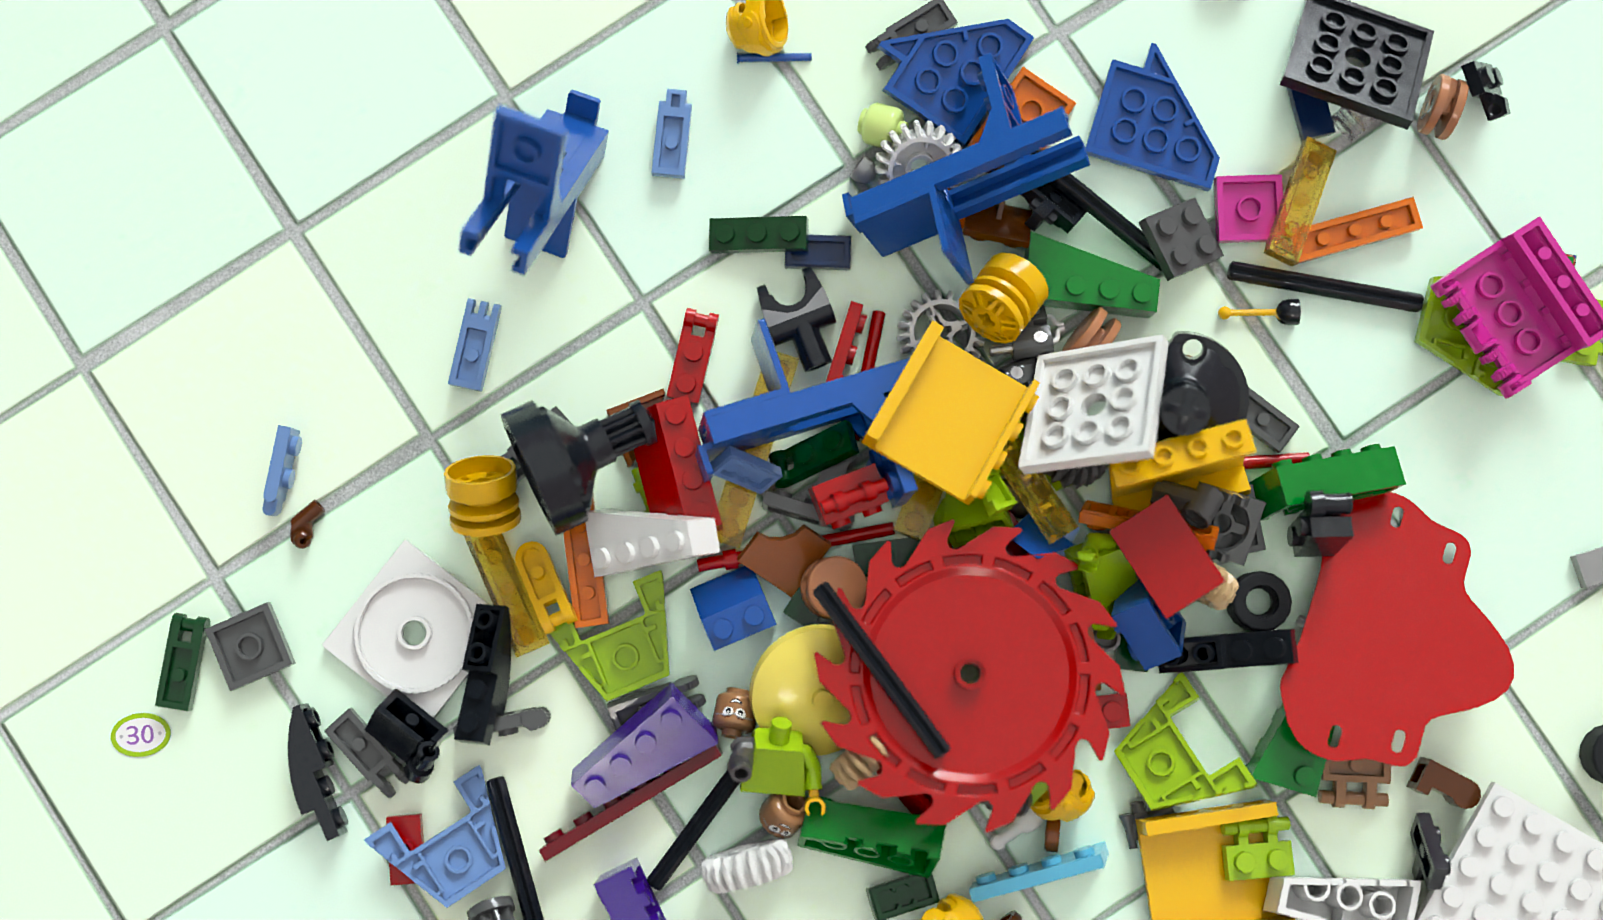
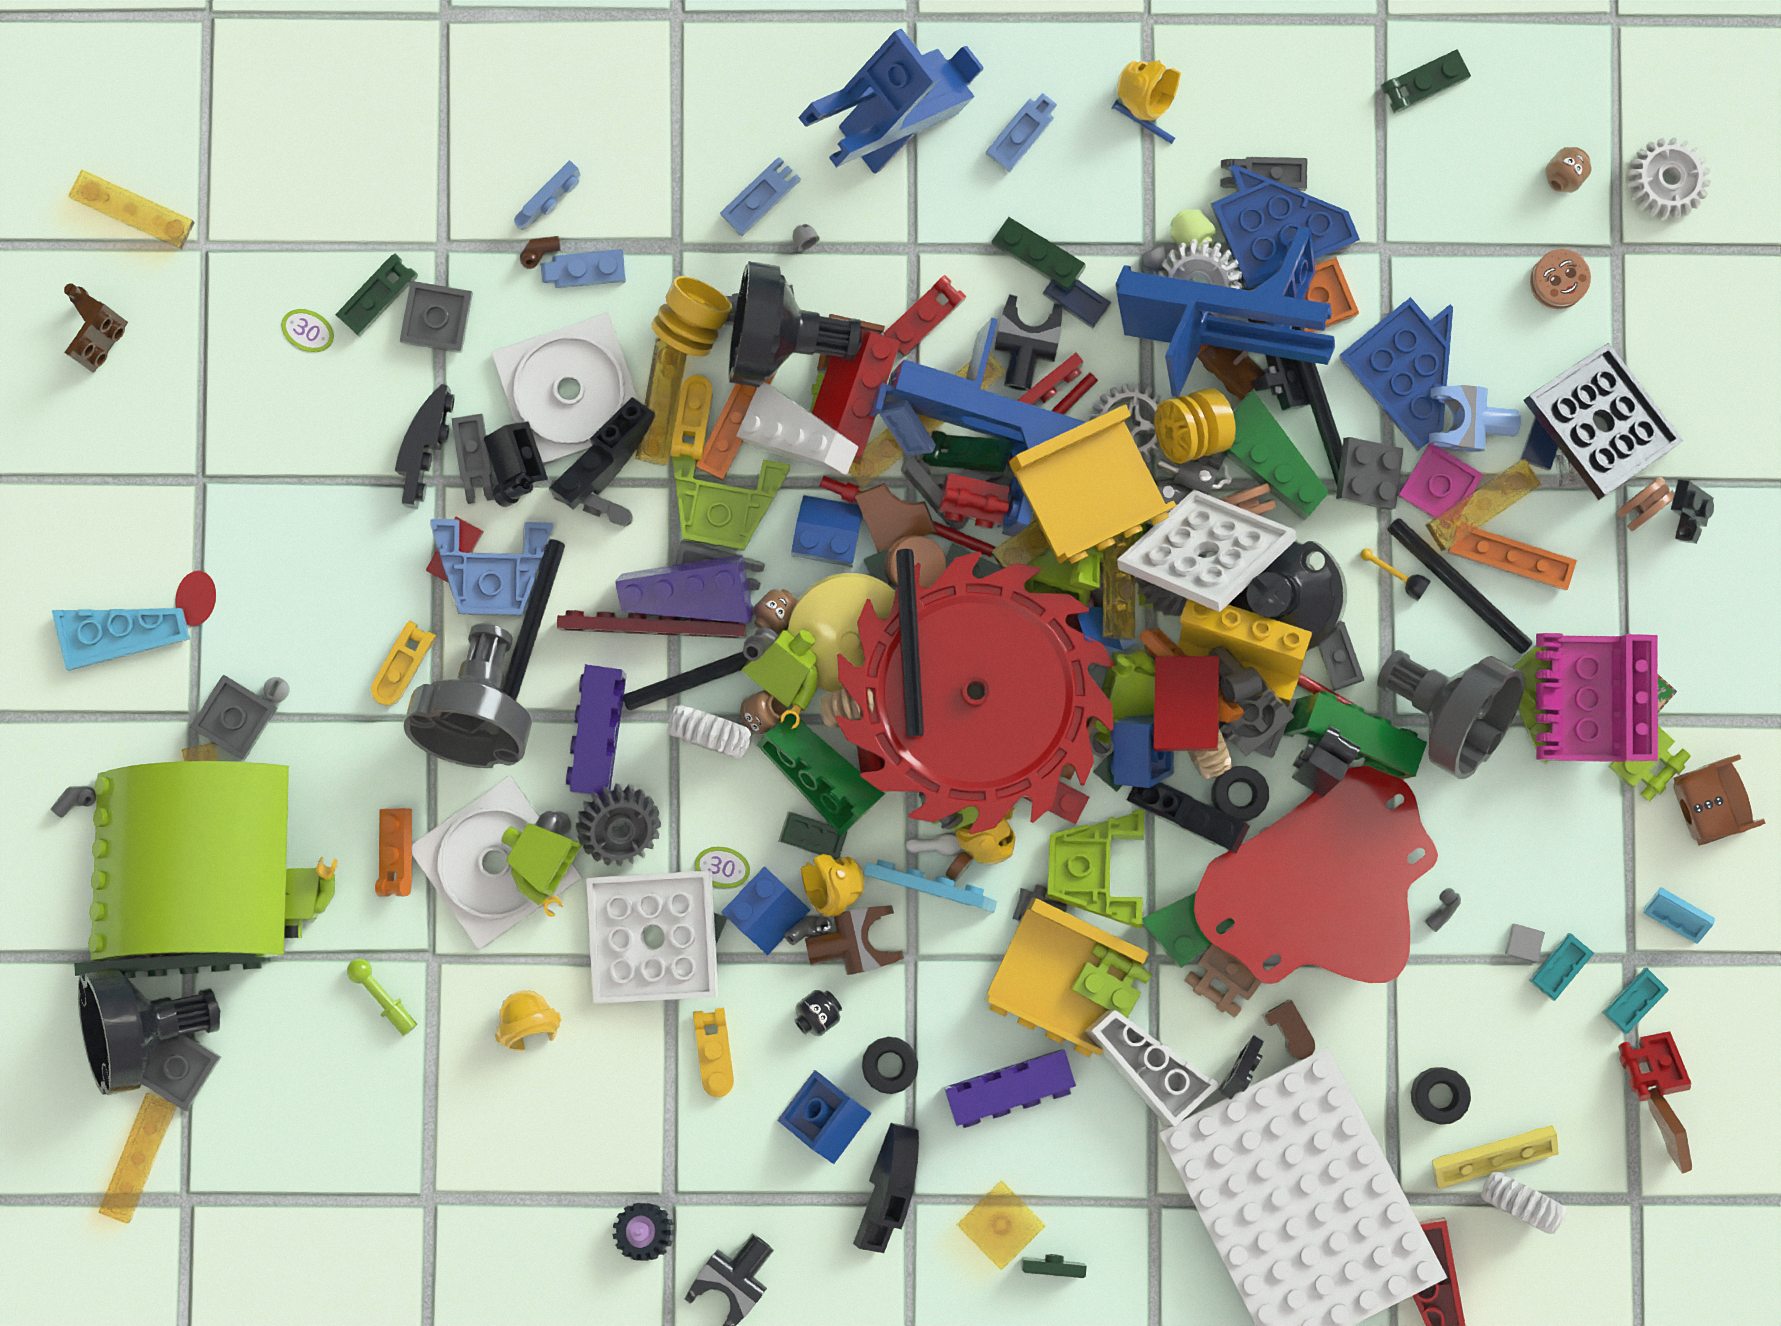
camera: 30 degrees right, 0 degrees up
(358, 513) = (585, 269): none -> medium blue hinge
(539, 355) = (805, 237): none -> light grey hinge
(1240, 131) = (1472, 419): none -> light blue connector
(1409, 397) = (1464, 711): none -> dark grey piece
(1507, 579) = (1443, 914): none -> dark grey arm

